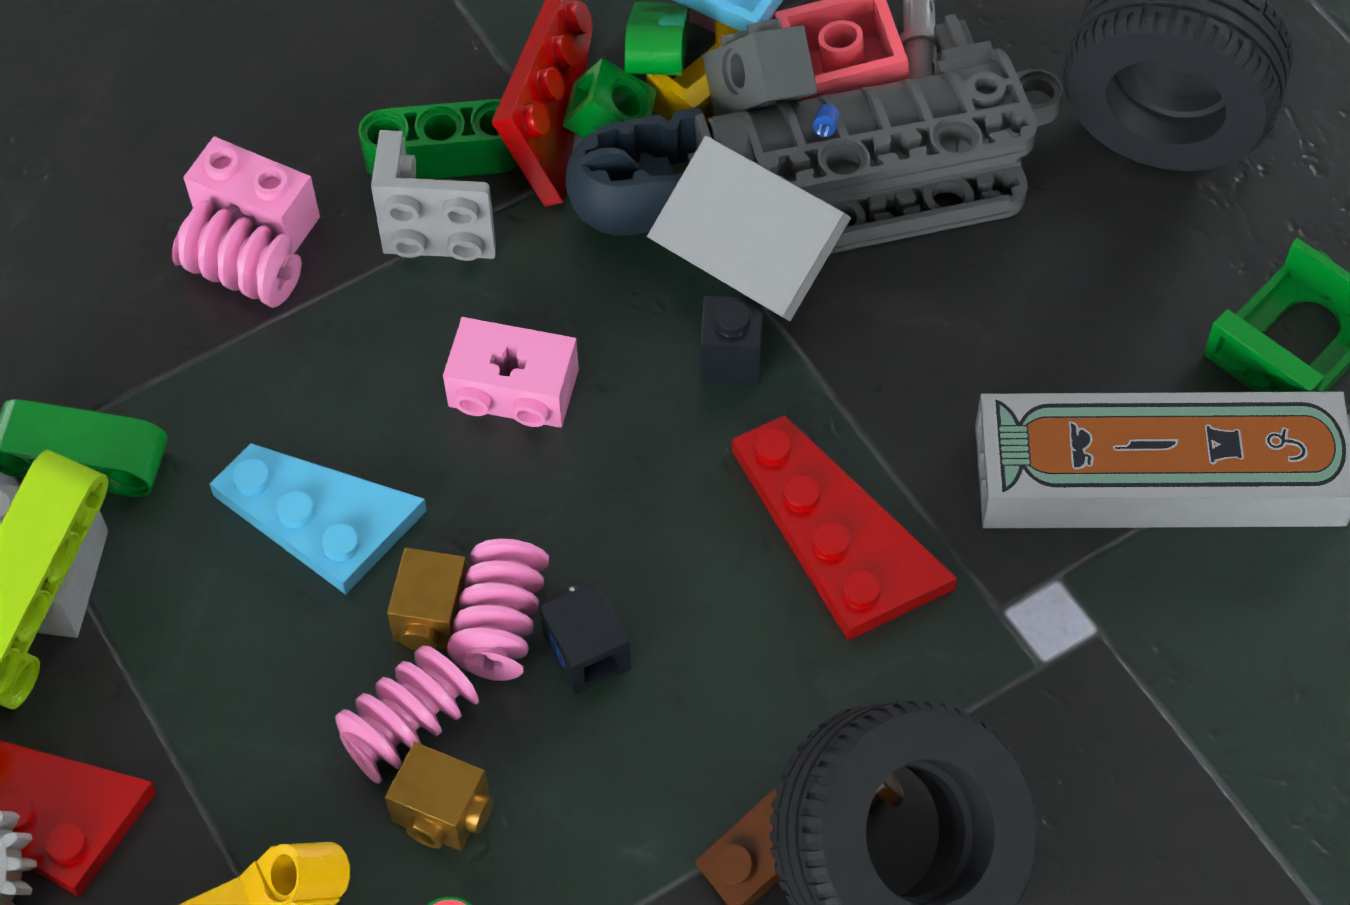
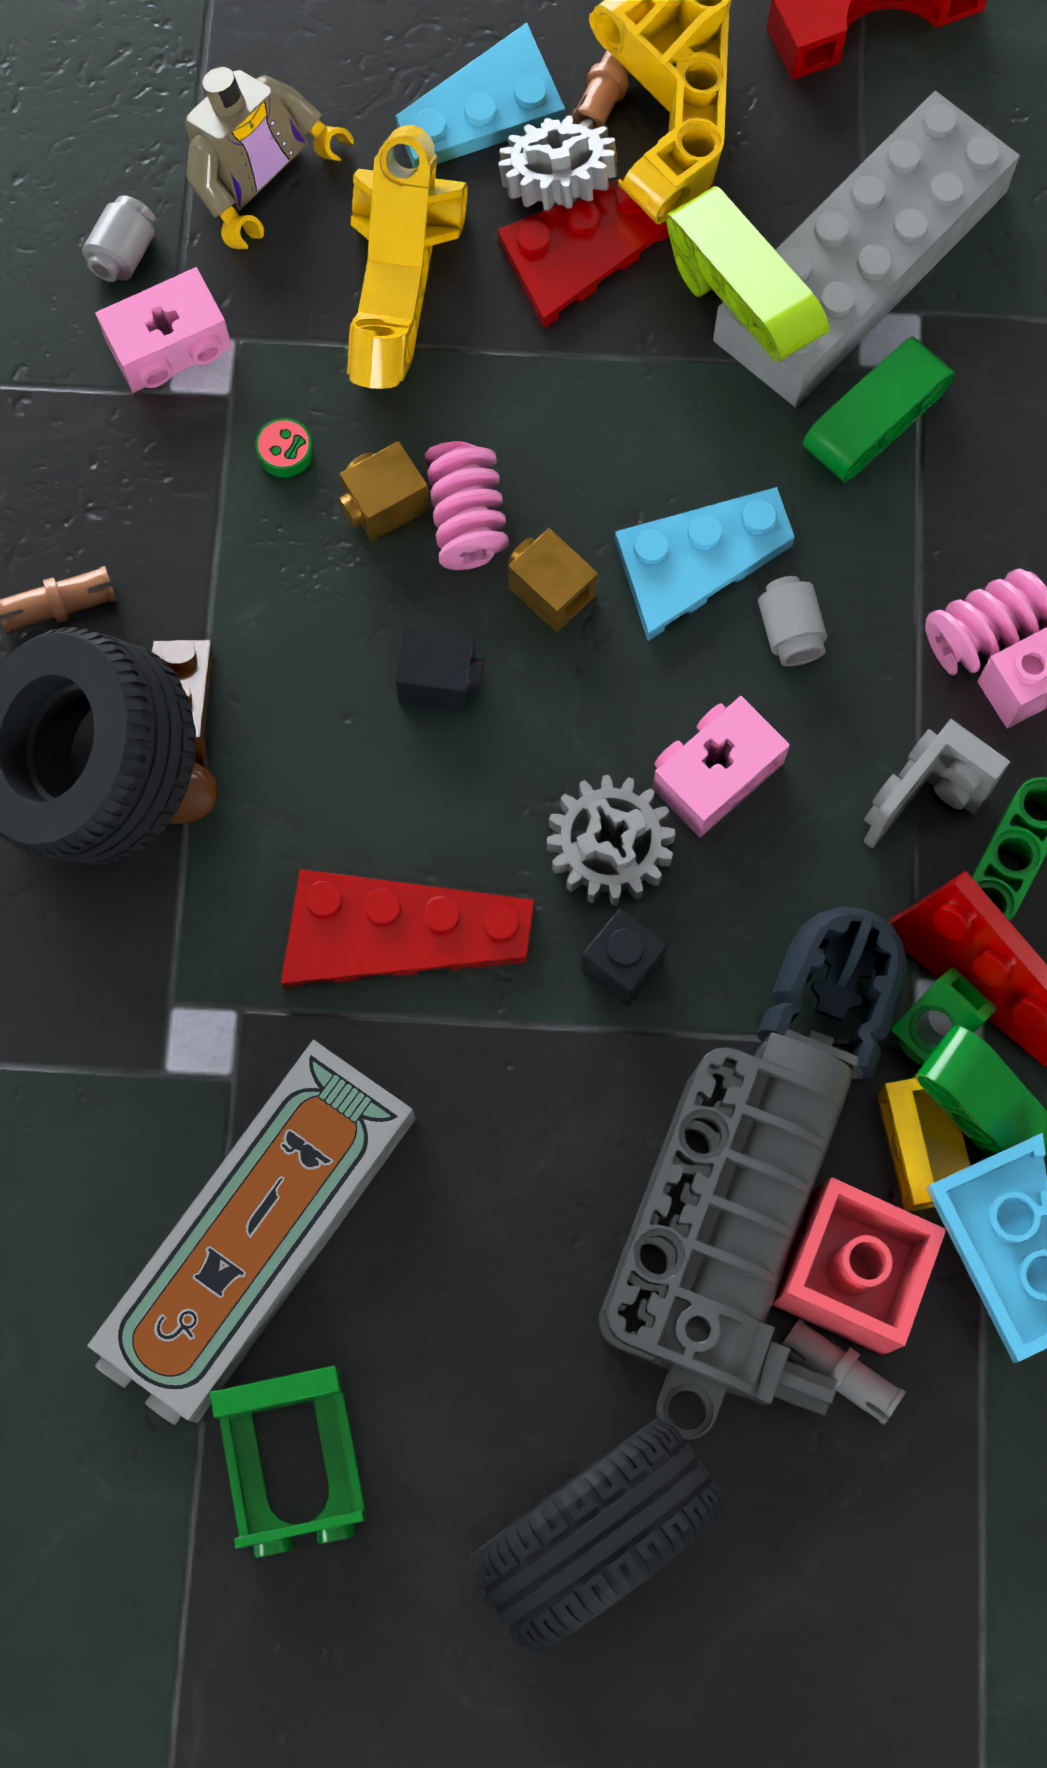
camera: 125 degrees right, 15 degrees up
(336, 396) = (793, 621): none -> light grey brick
(496, 608) = (504, 622): bright pink piece -> none
(639, 415) = (630, 826): none -> light grey gear
(748, 227) = (692, 1005): light grey tile -> none
(759, 68) = (862, 1140): dark grey brick -> none
(826, 120) = (753, 1145): blue piece -> none

